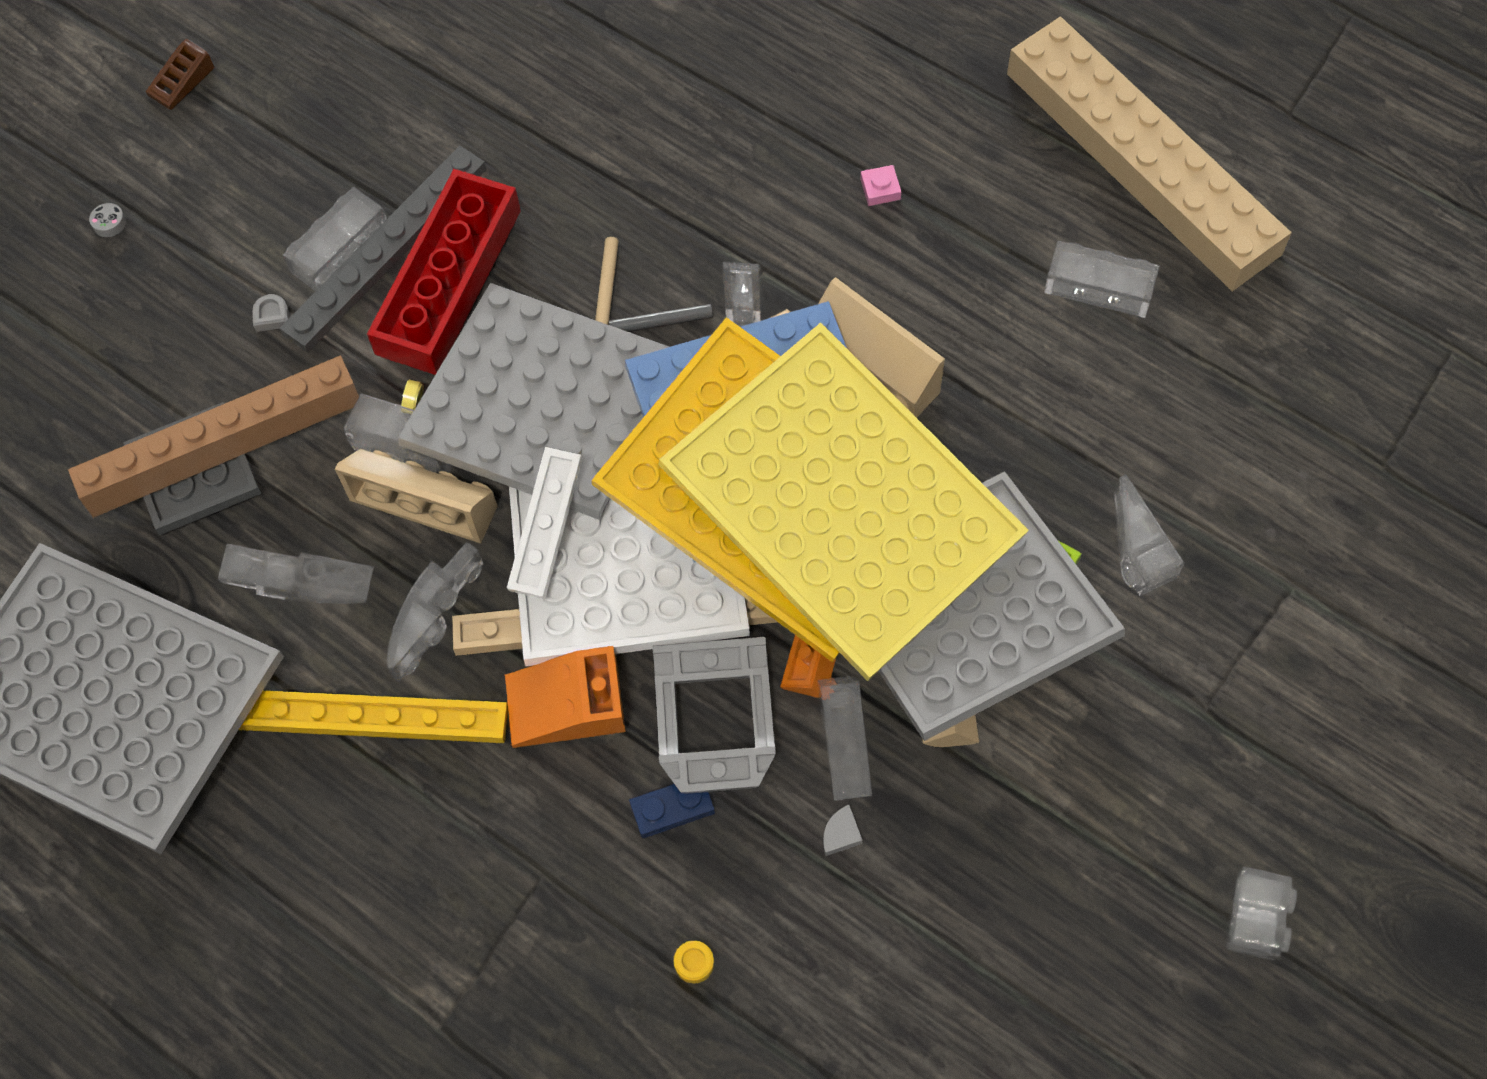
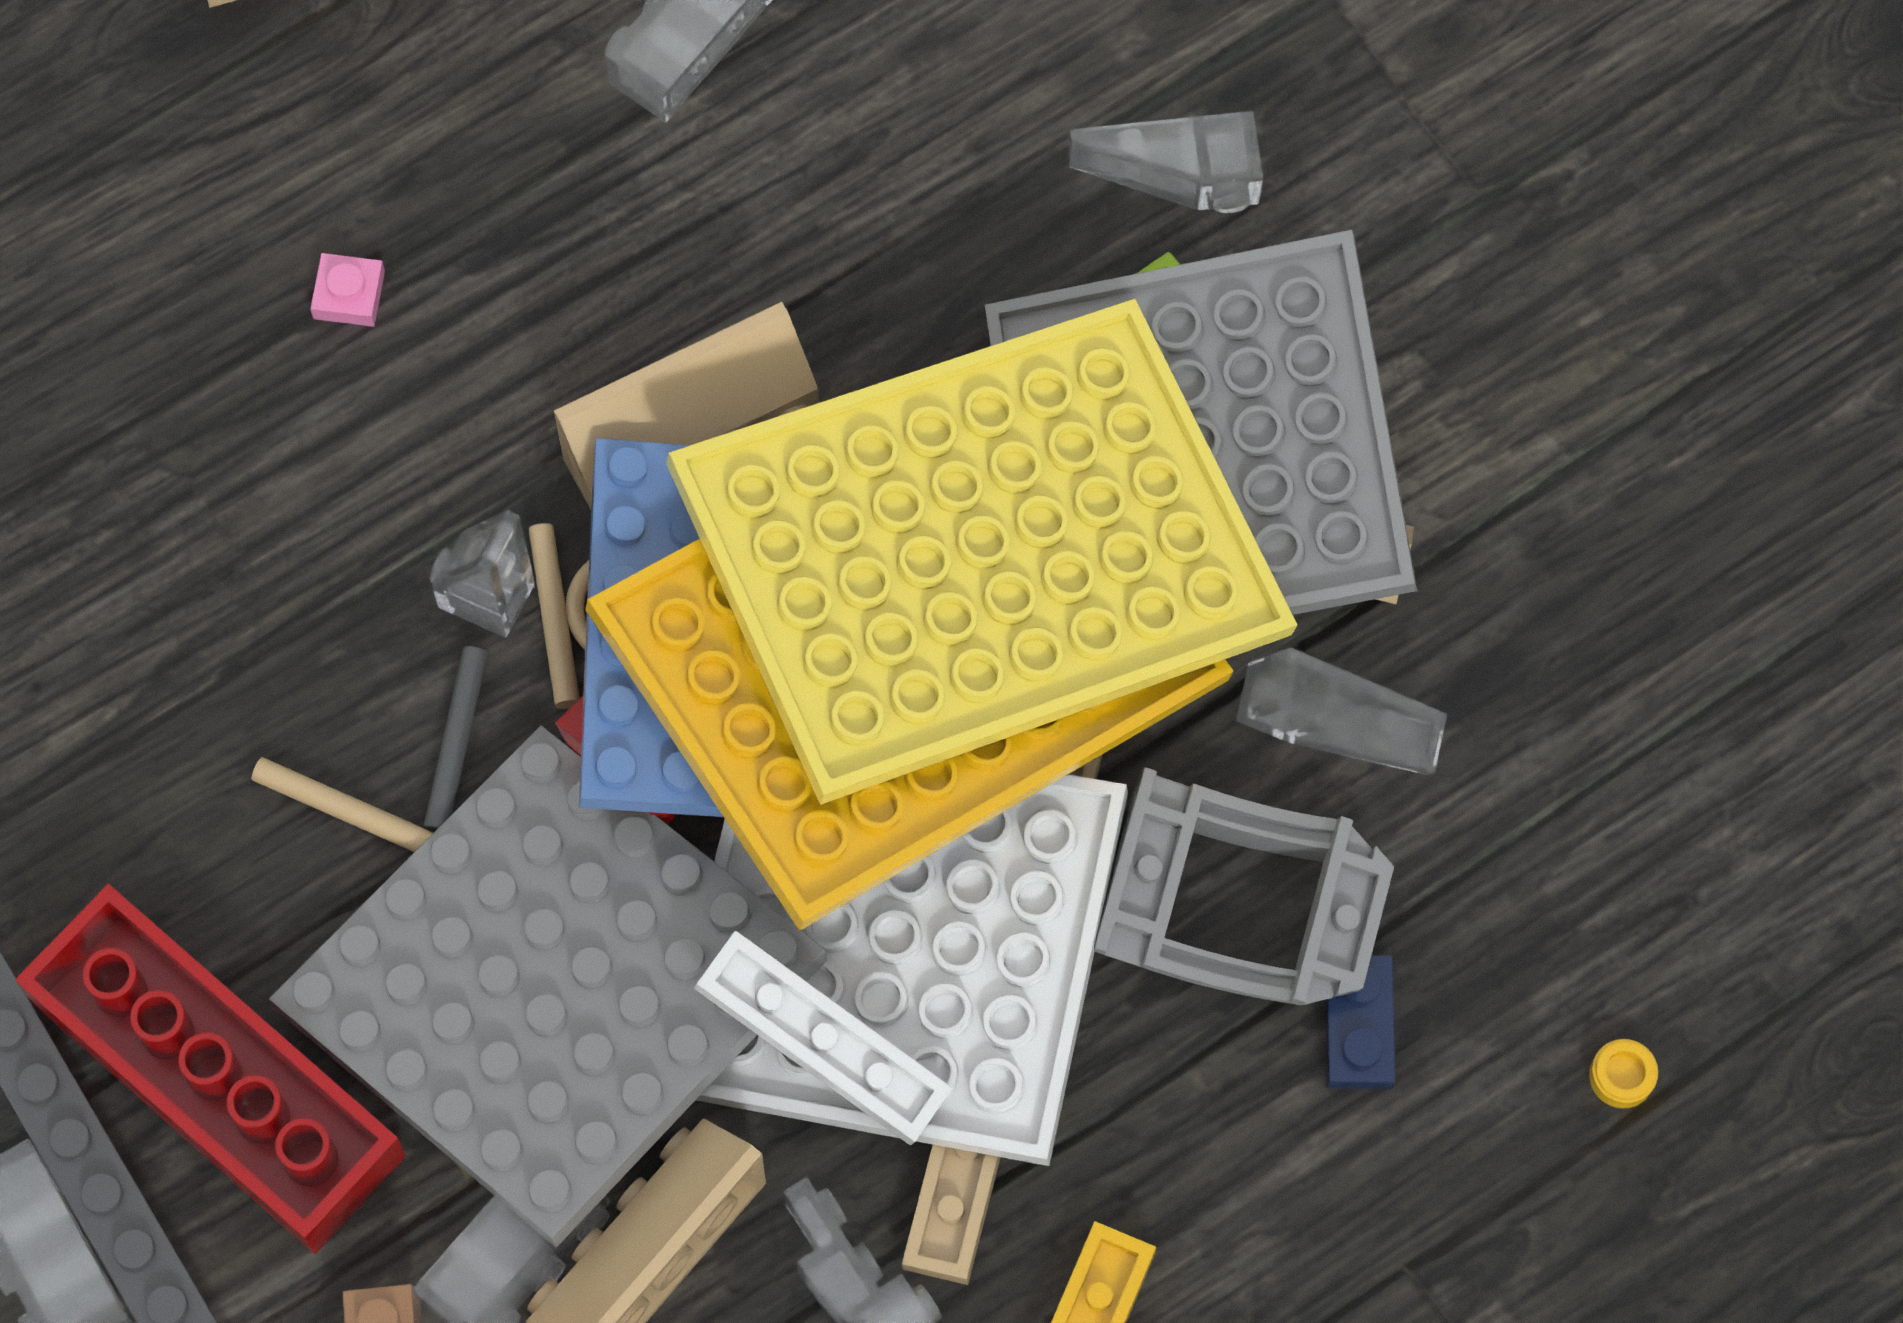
camera: 75 degrees left, 5 degrees up
(412, 394) = (441, 1208): light yellow tile -> none
(565, 698) = (1125, 1122): orange slope -> none
(805, 668) = (1201, 737): orange slope -> none
(841, 832) = (1491, 780): light grey tile -> none
(1260, 914) = (1818, 247): clear brick -> none

